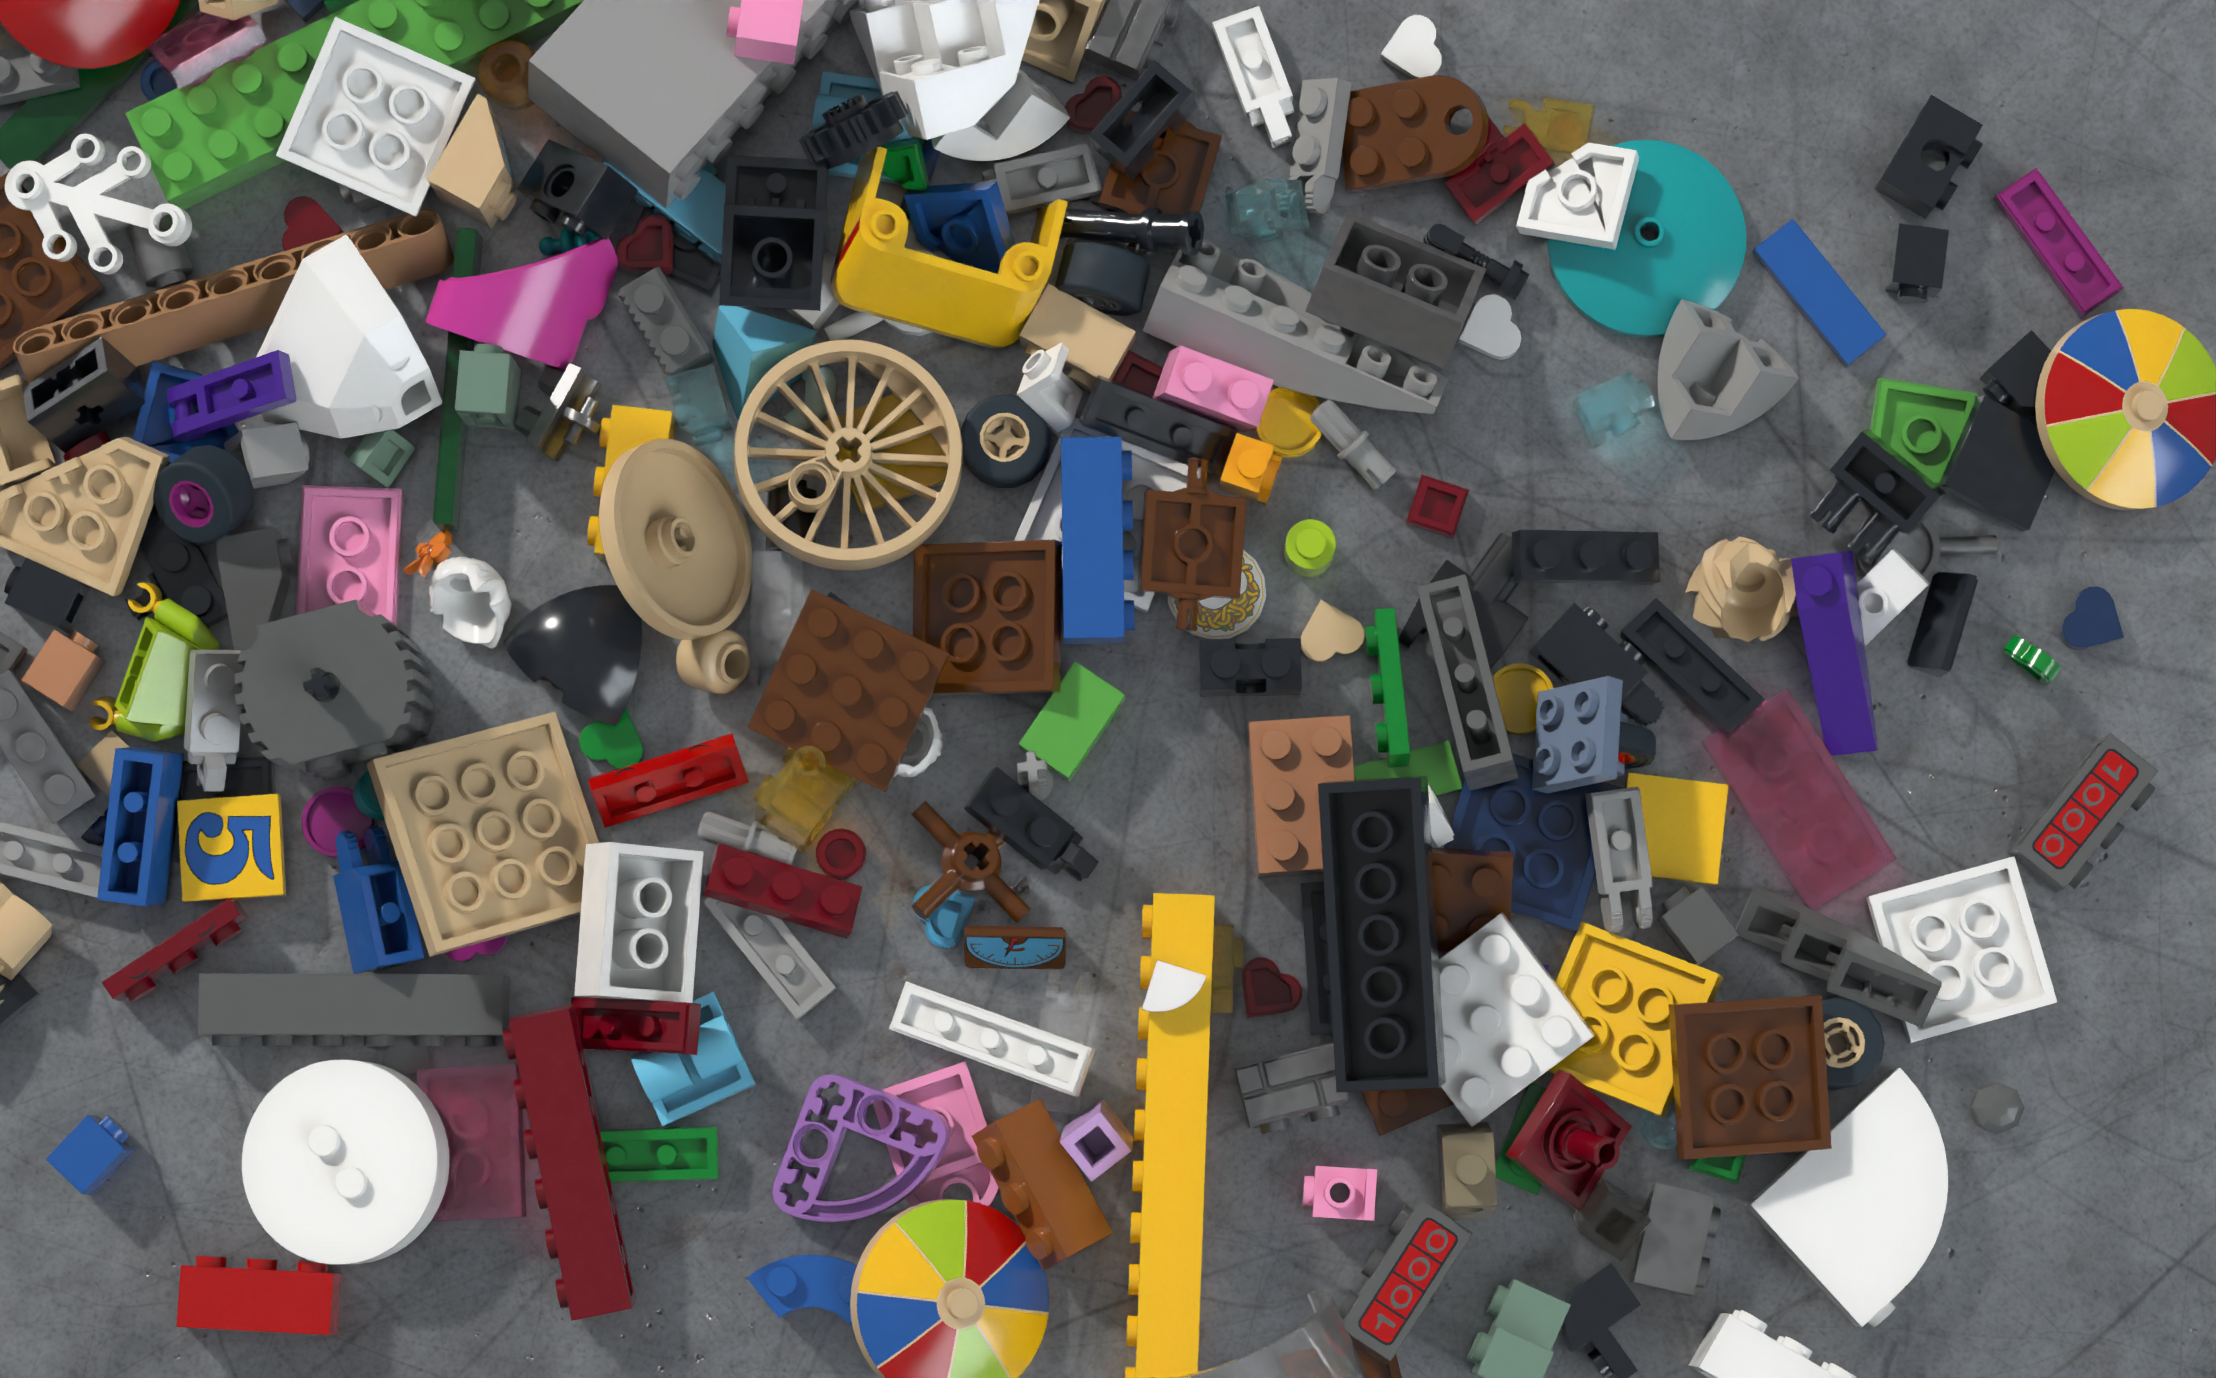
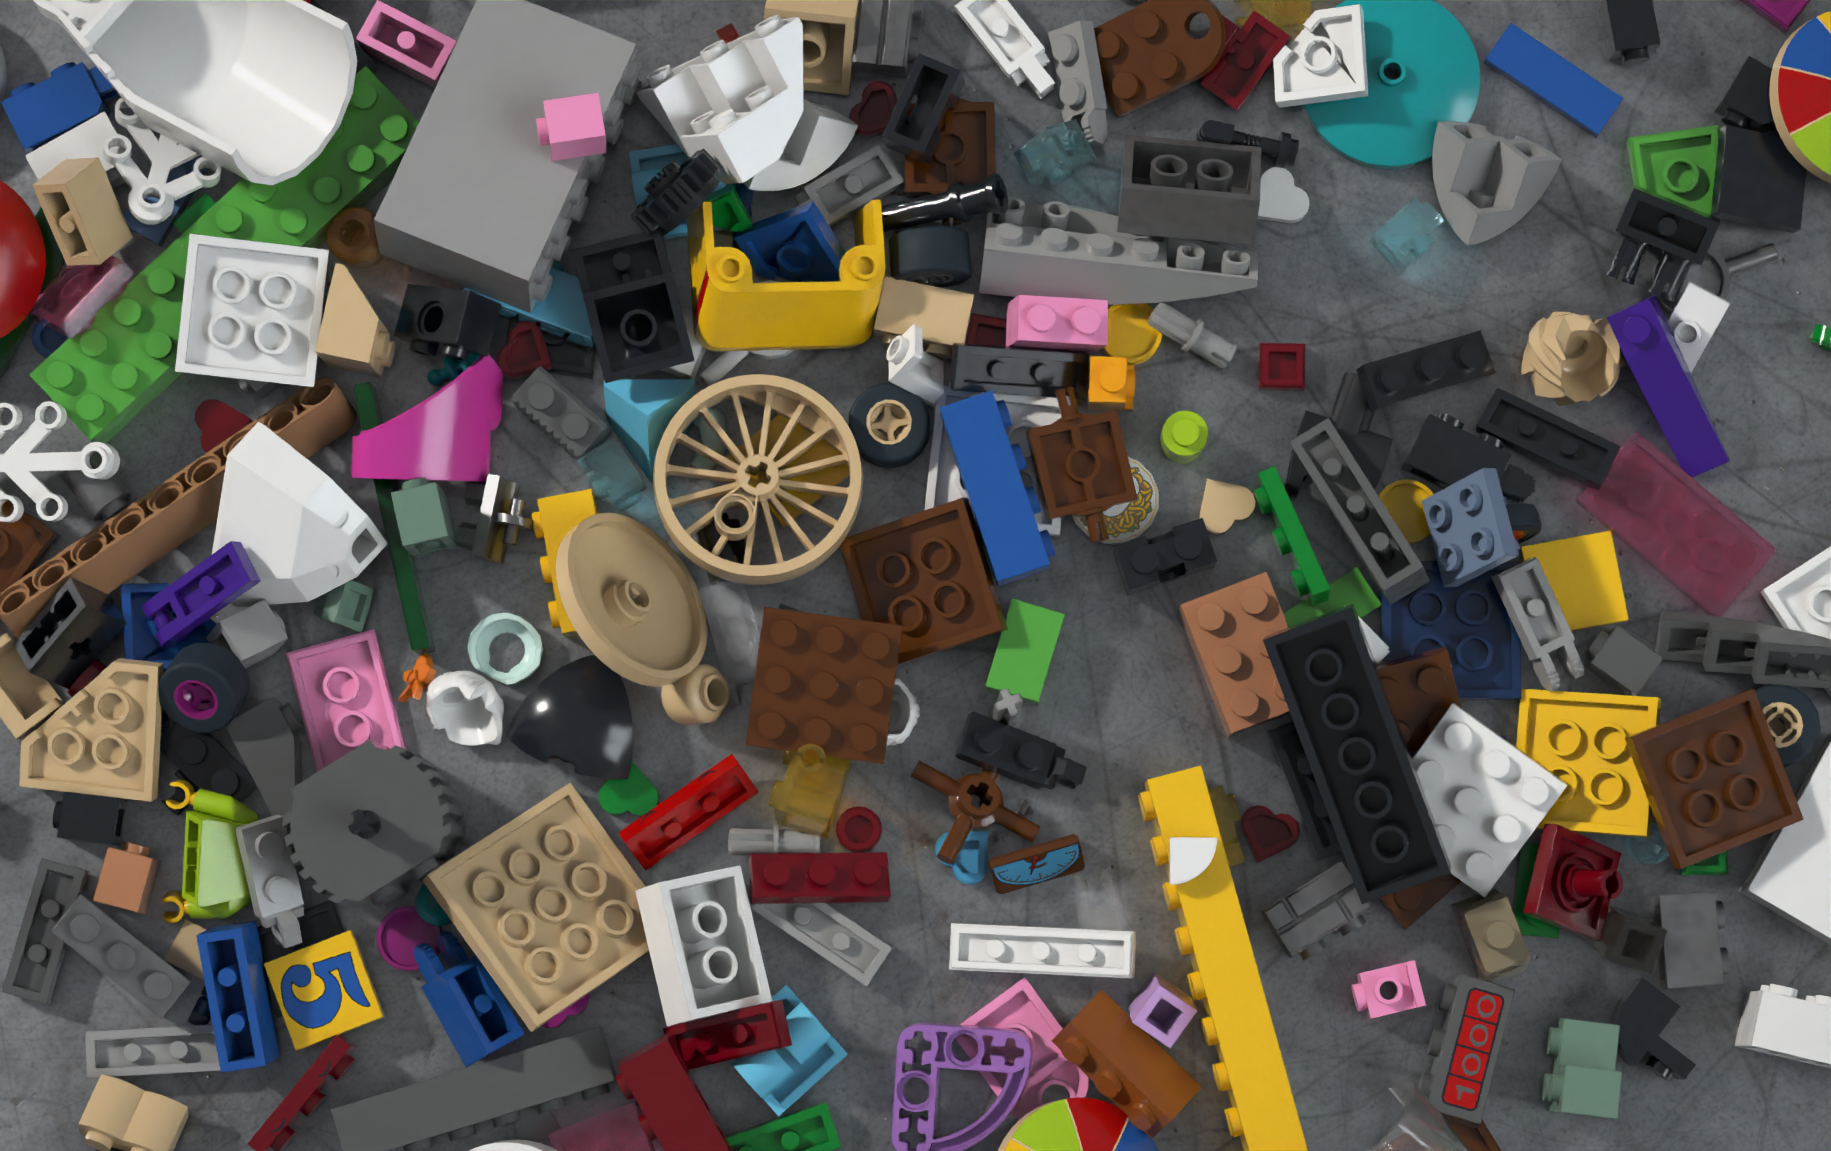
camera: 15 degrees left, 0 degrees up
(527, 524) = (498, 624): none -> light aqua piece
(1942, 622) = (1750, 333): black slope -> none

